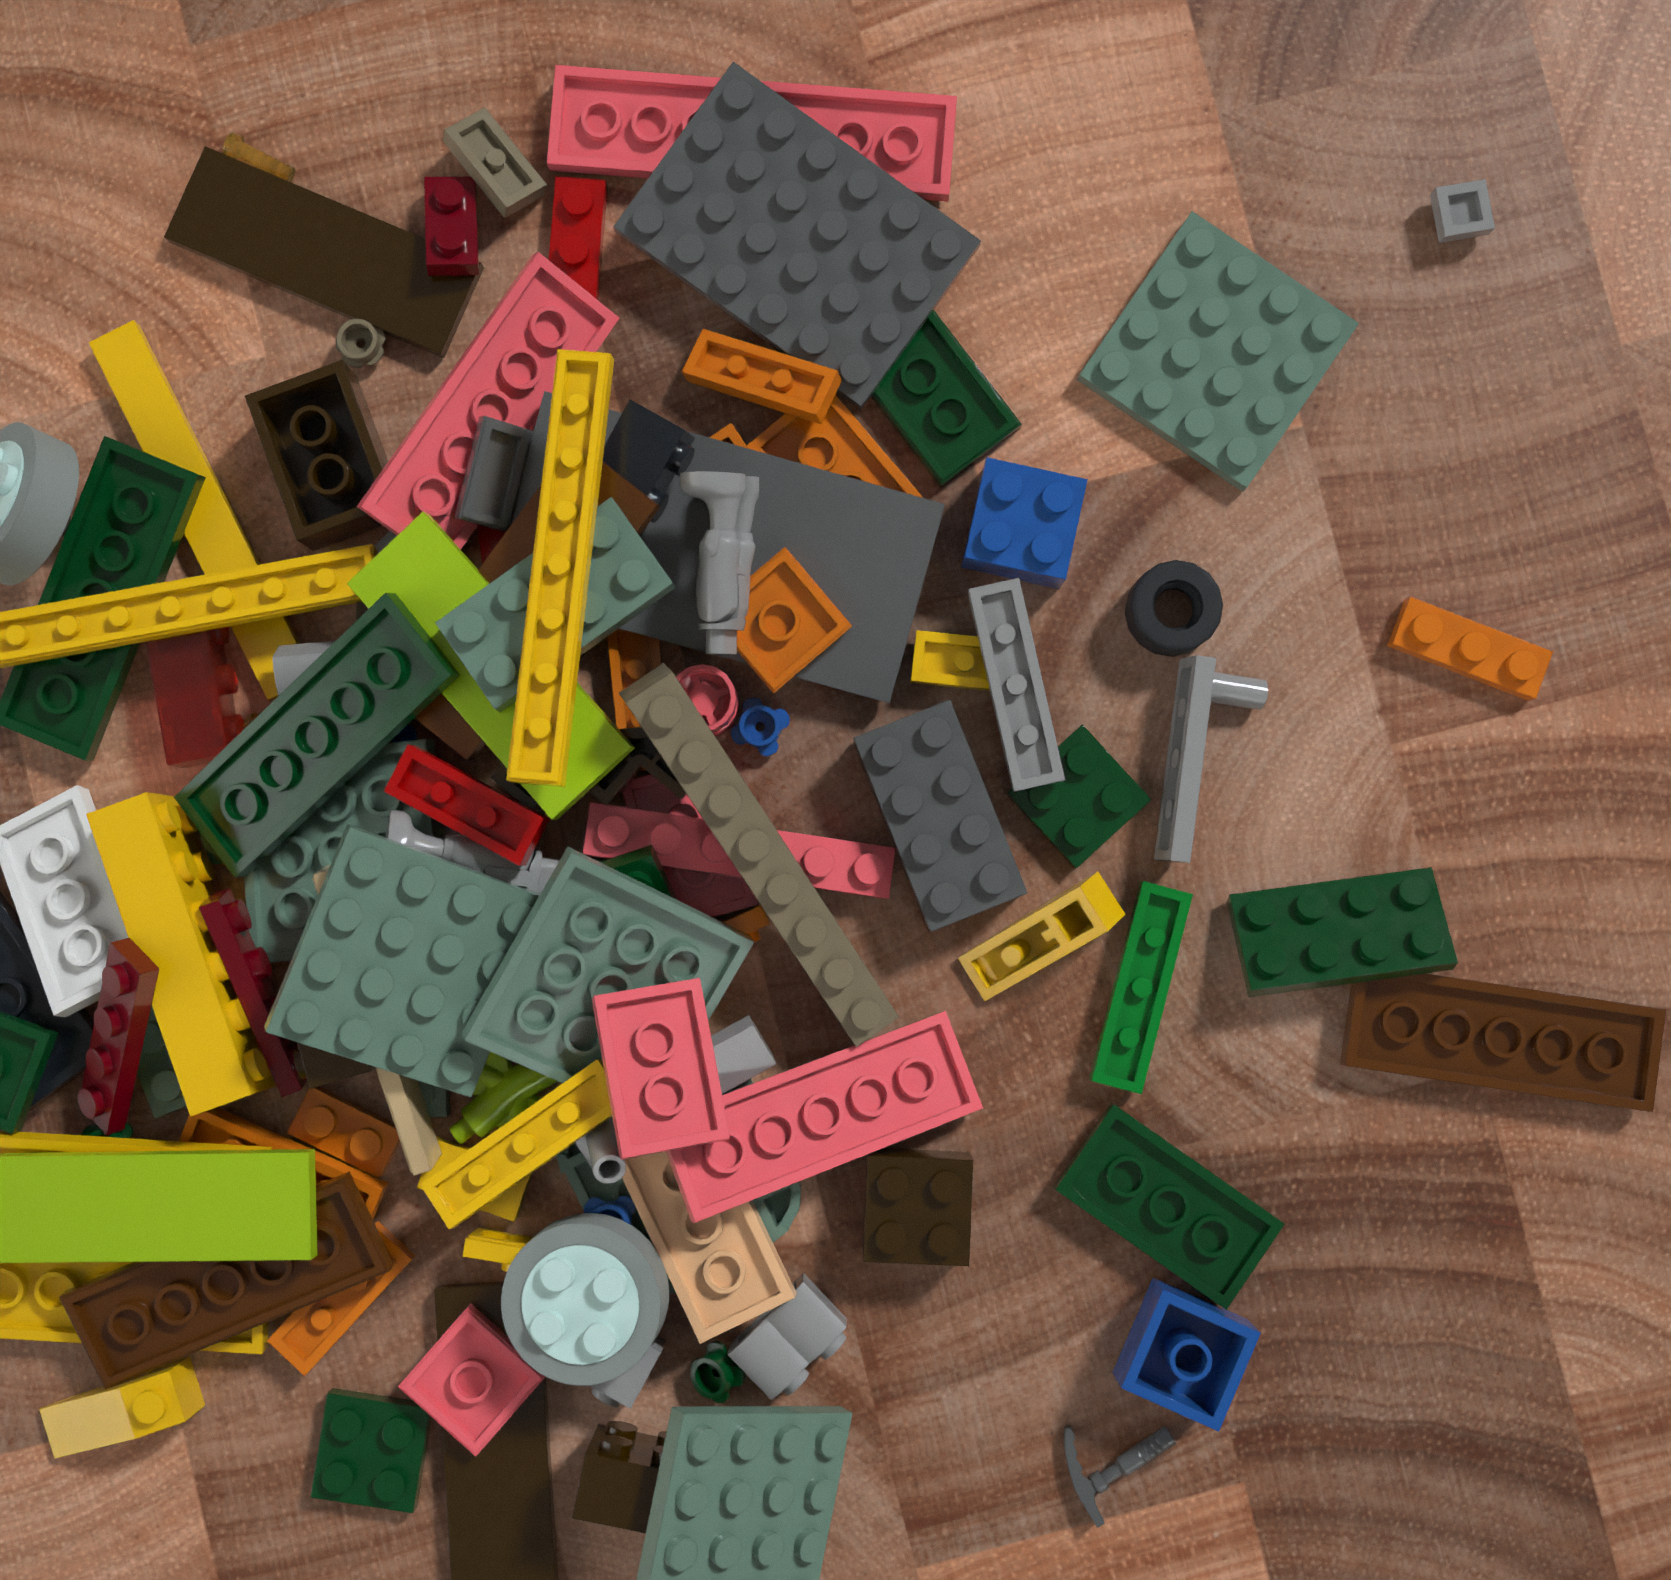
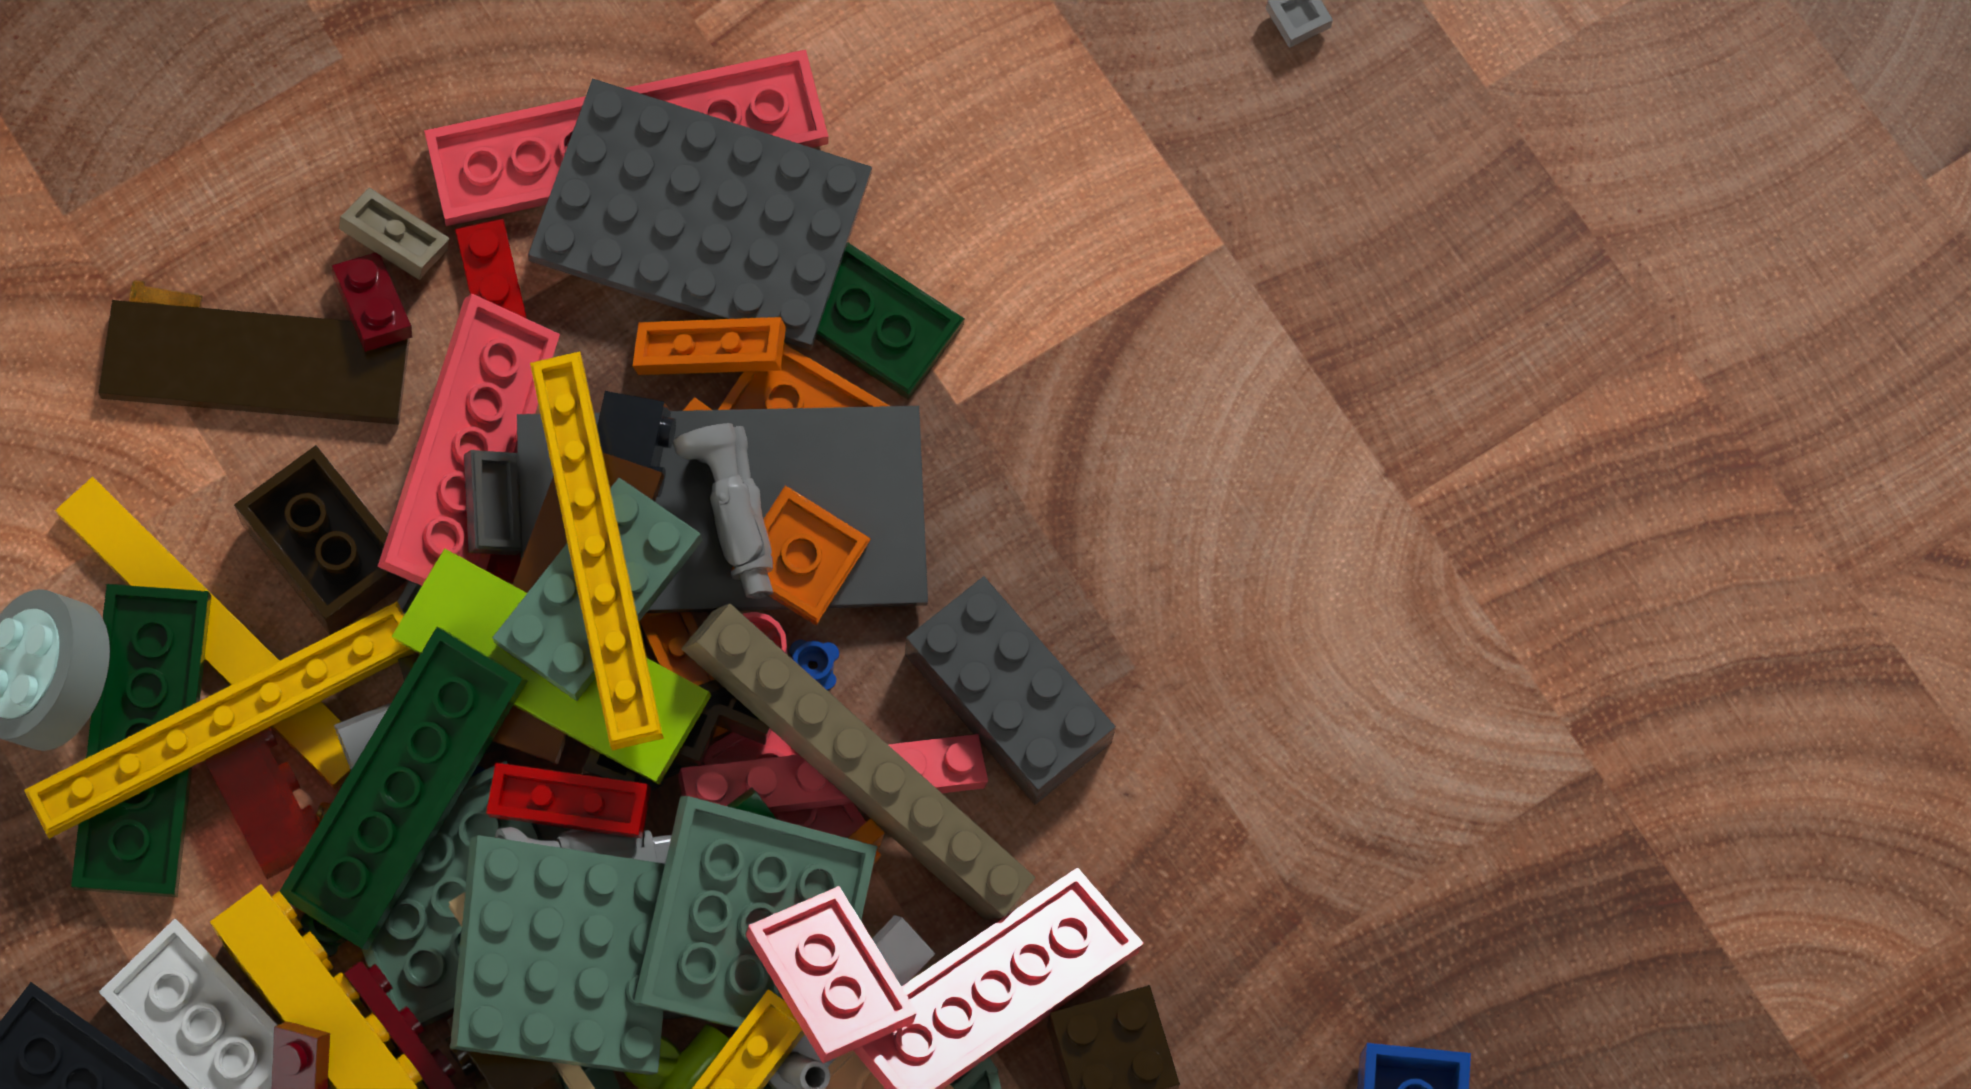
camera: 25 degrees left, 15 degrees down
(347, 340) = (317, 420): dark tan plate -> none
(948, 661) = (984, 545): yellow plate -> none
(1016, 684) = (1040, 546): light grey plate -> none
(1024, 523) = (997, 404): blue brick -> none
(1042, 936) = (1143, 770): yellow slope -> none
(1088, 804) = (1133, 636): dark green plate -> none
(1140, 987) = (1252, 789): green plate -> none
(1168, 1206) = (1348, 979): dark green plate -> none
(1194, 692) = (1208, 506): light grey piece -> none
(1199, 588) = (1166, 408): black tyre -> none
(1217, 351) = (1121, 202): sand green plate -> none
(1341, 932) = (1418, 678): dark green plate -> none
(1470, 648) = (1446, 392): orange plate -> none
(1506, 1039) = (1601, 727): reddish brown plate -> none

